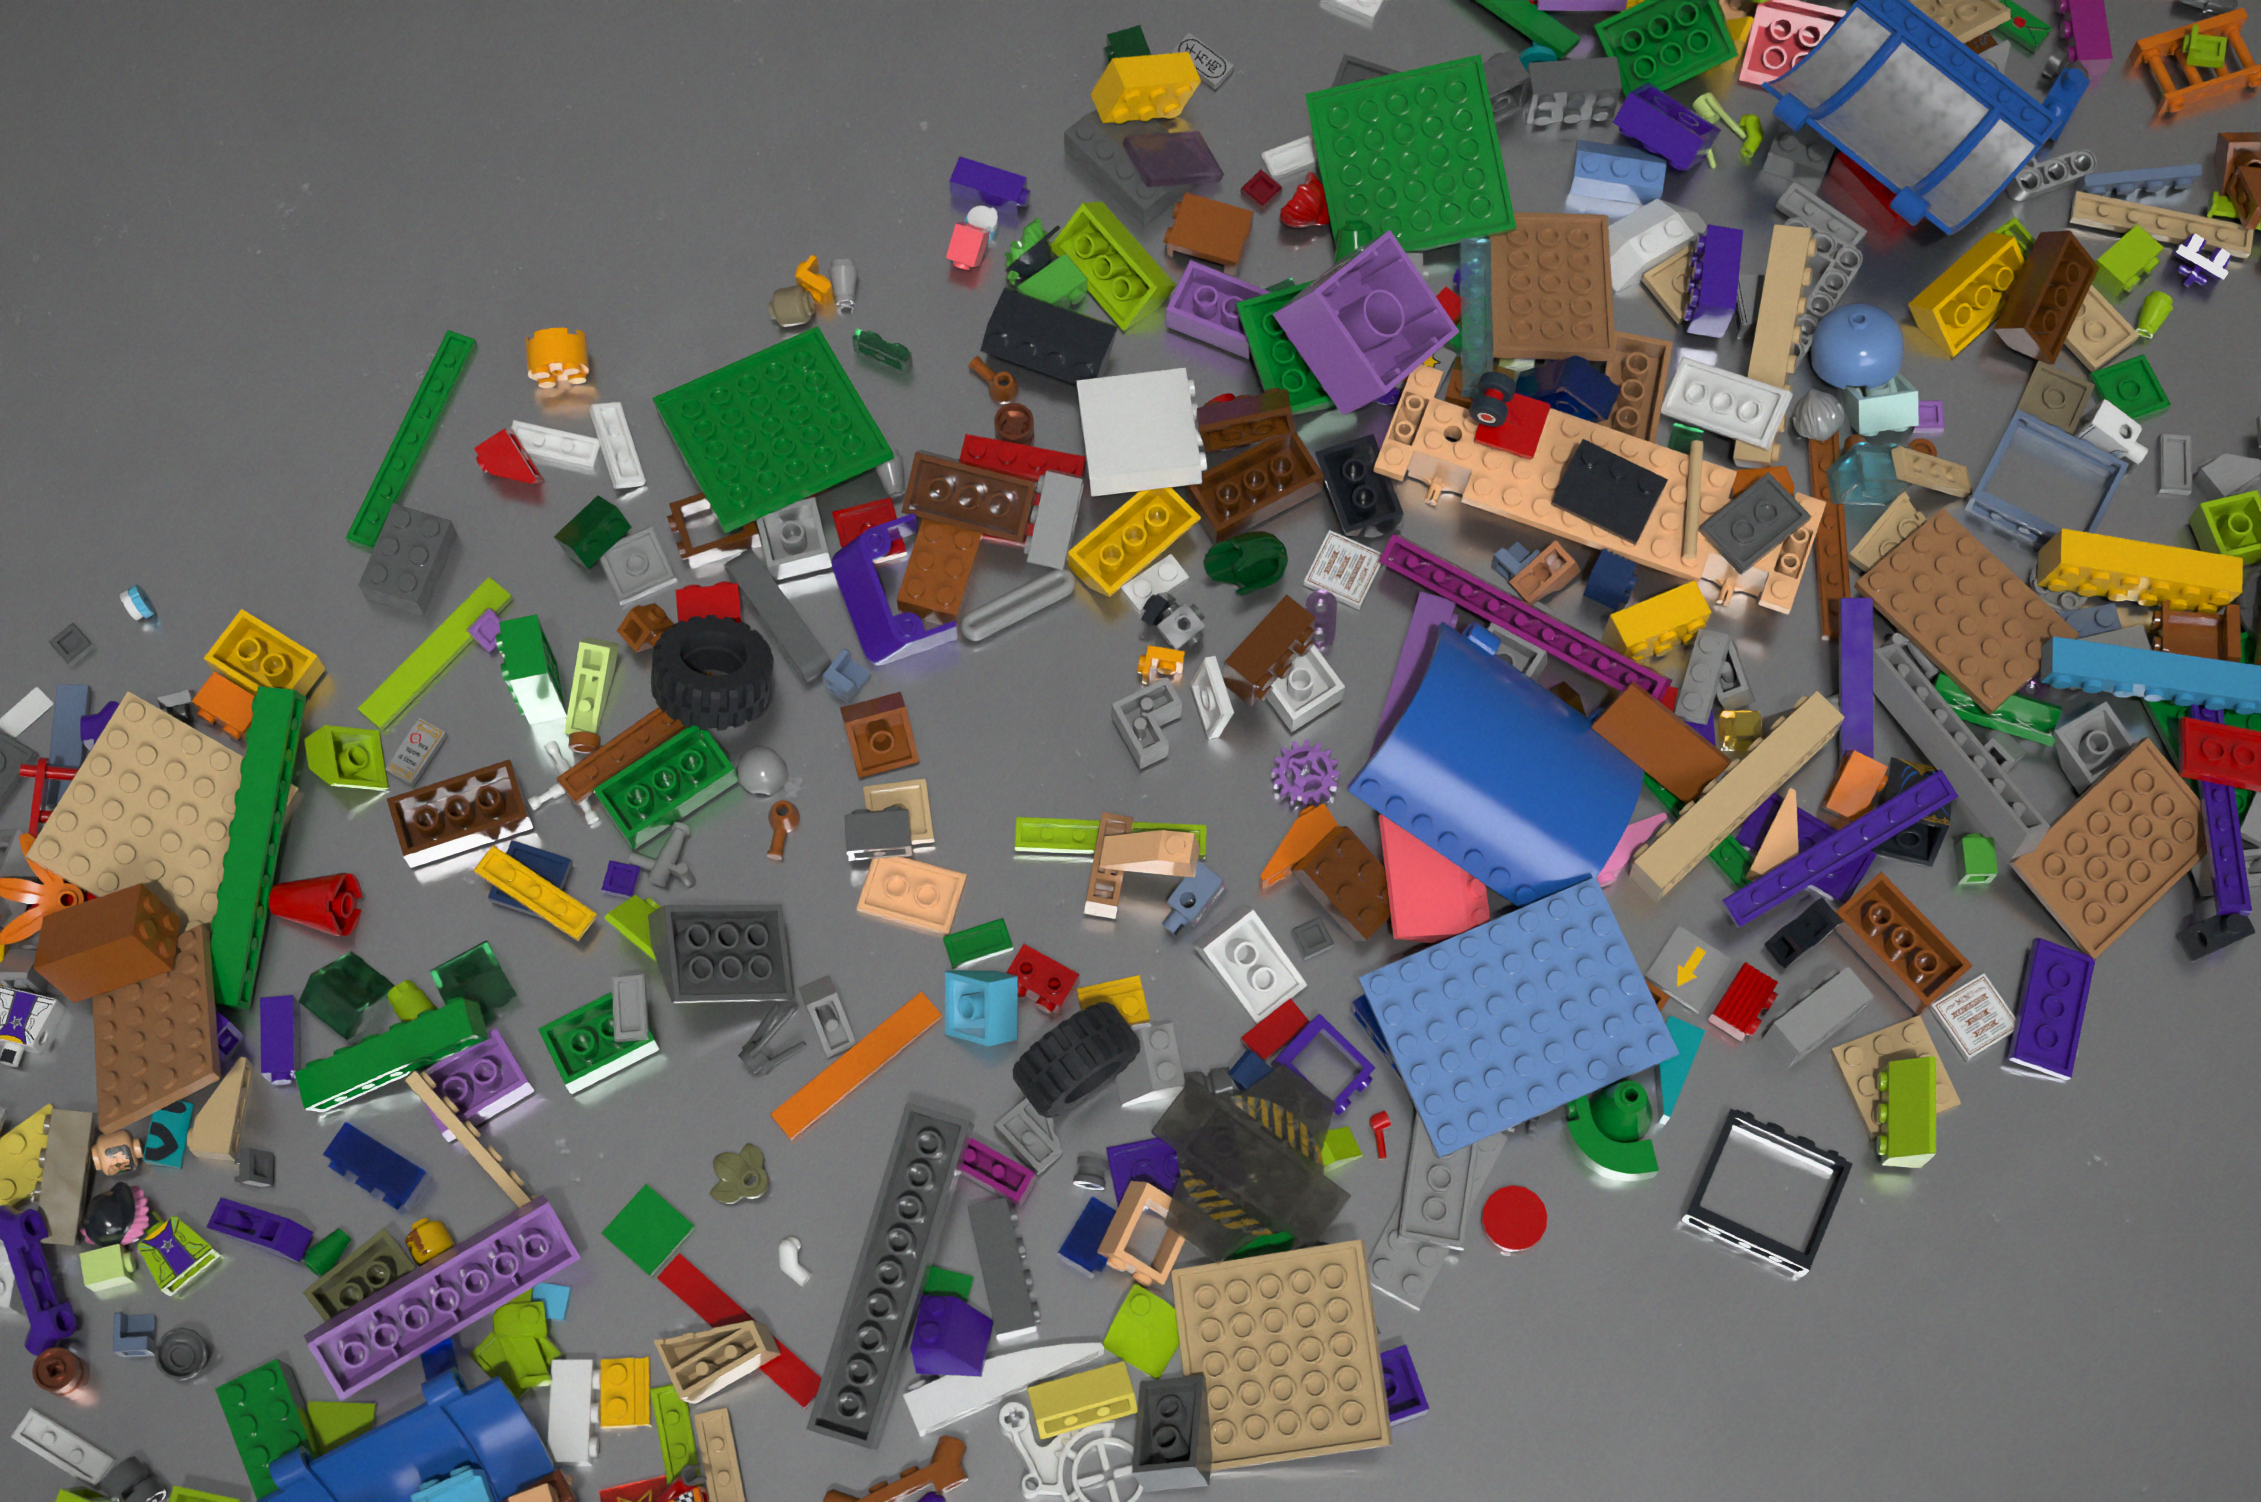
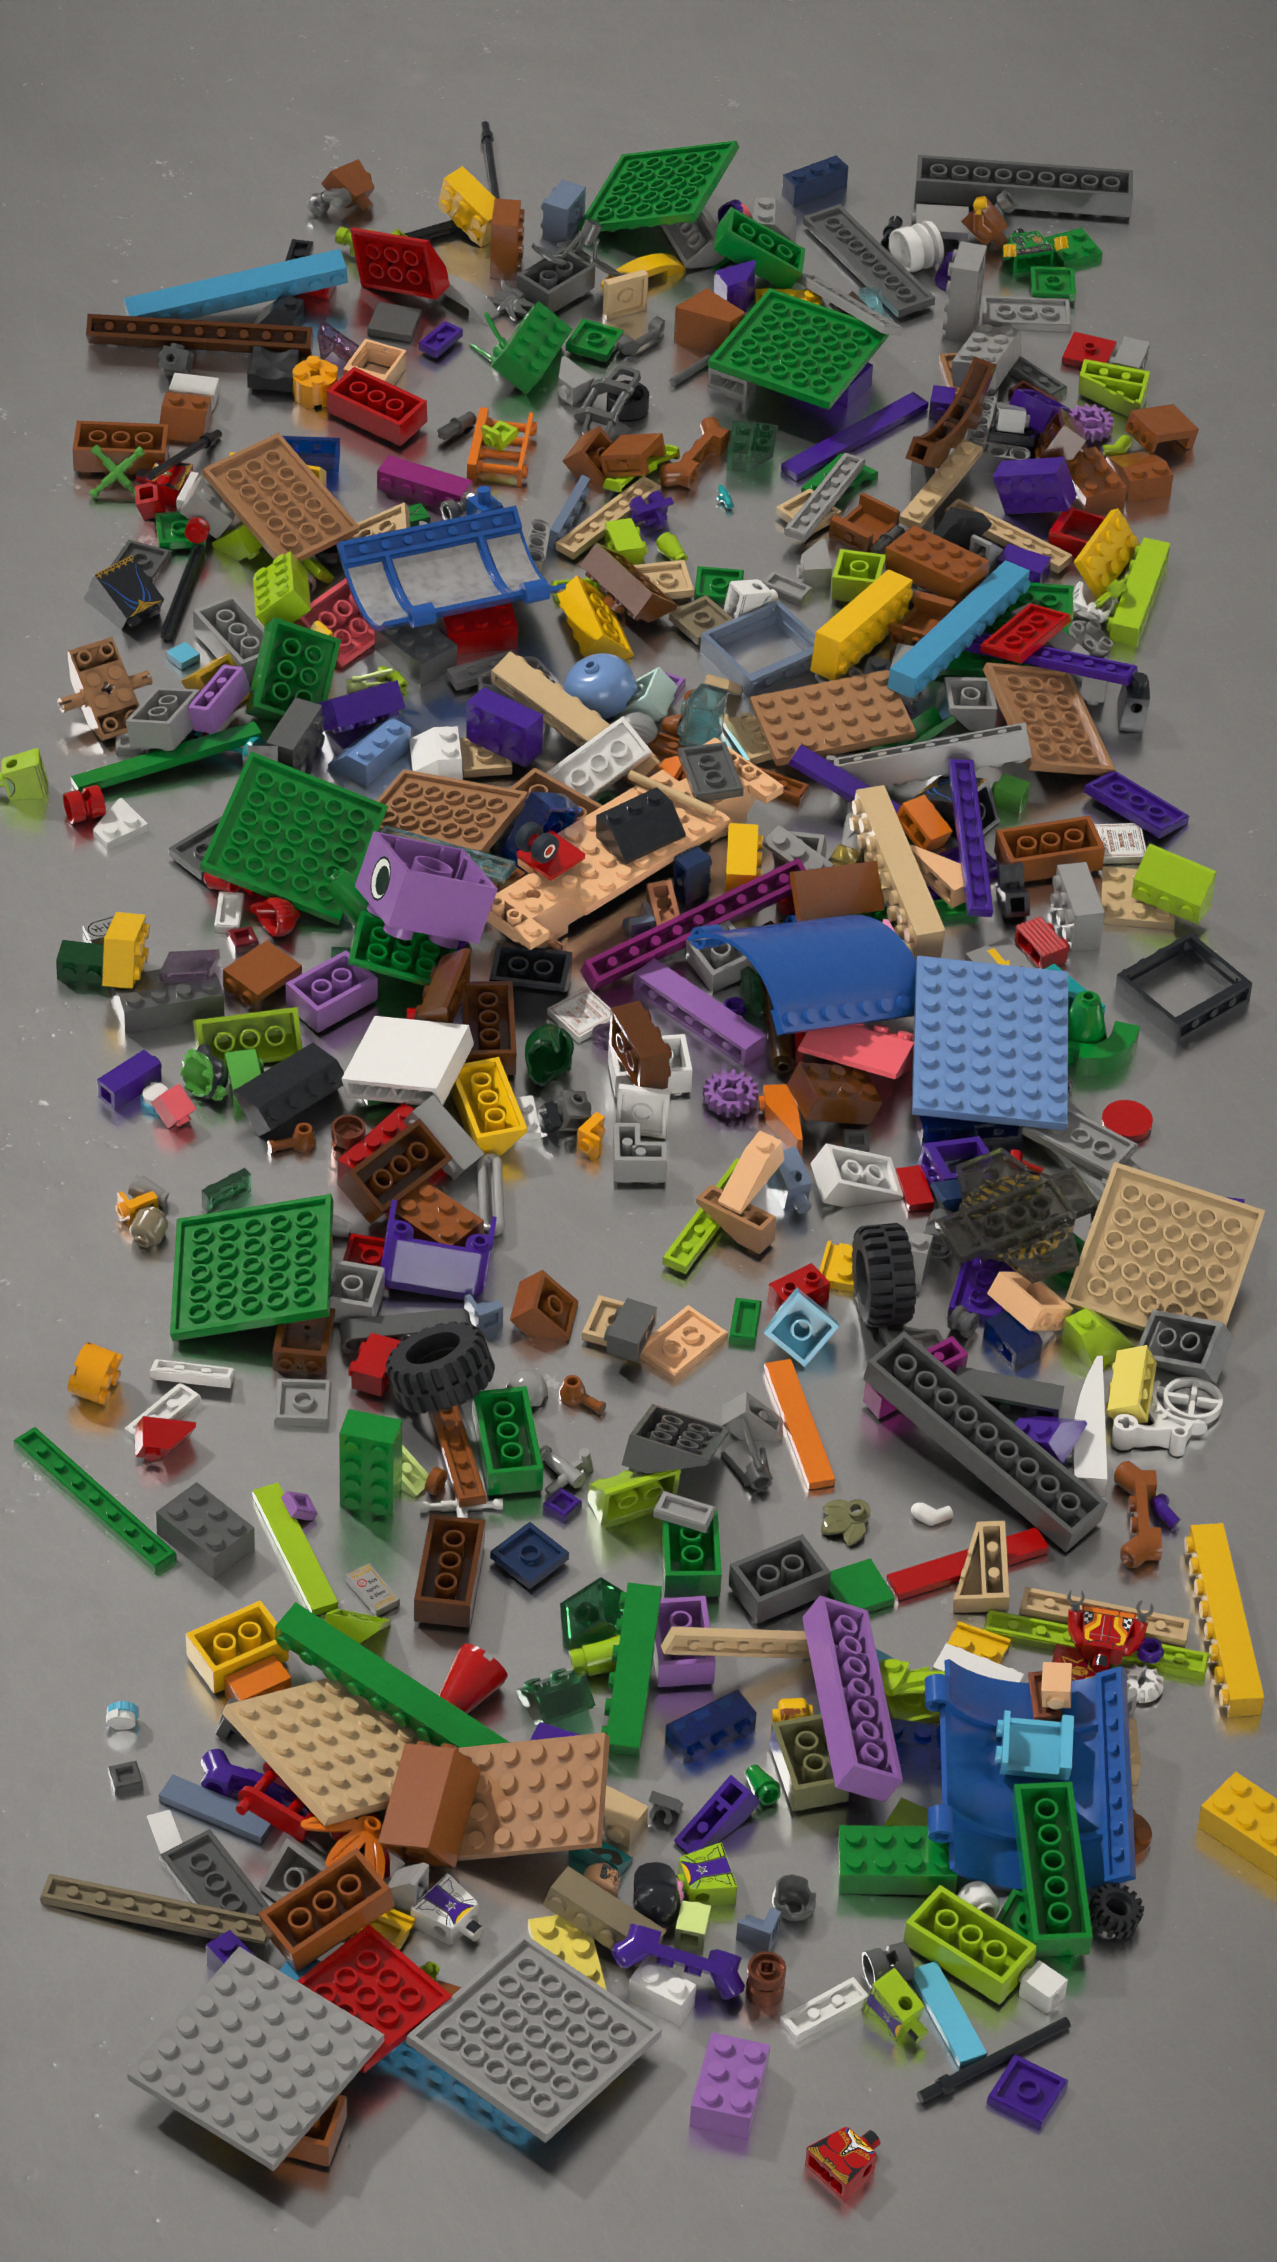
camera: 65 degrees left, 25 degrees down
(535, 893) = (546, 1549): yellow tile -> none
(592, 532) = (262, 1408): dark green brick -> none
(607, 1145) = (779, 1578): none -> dark grey brick
(644, 626) = (375, 1400): dark orange brick -> none

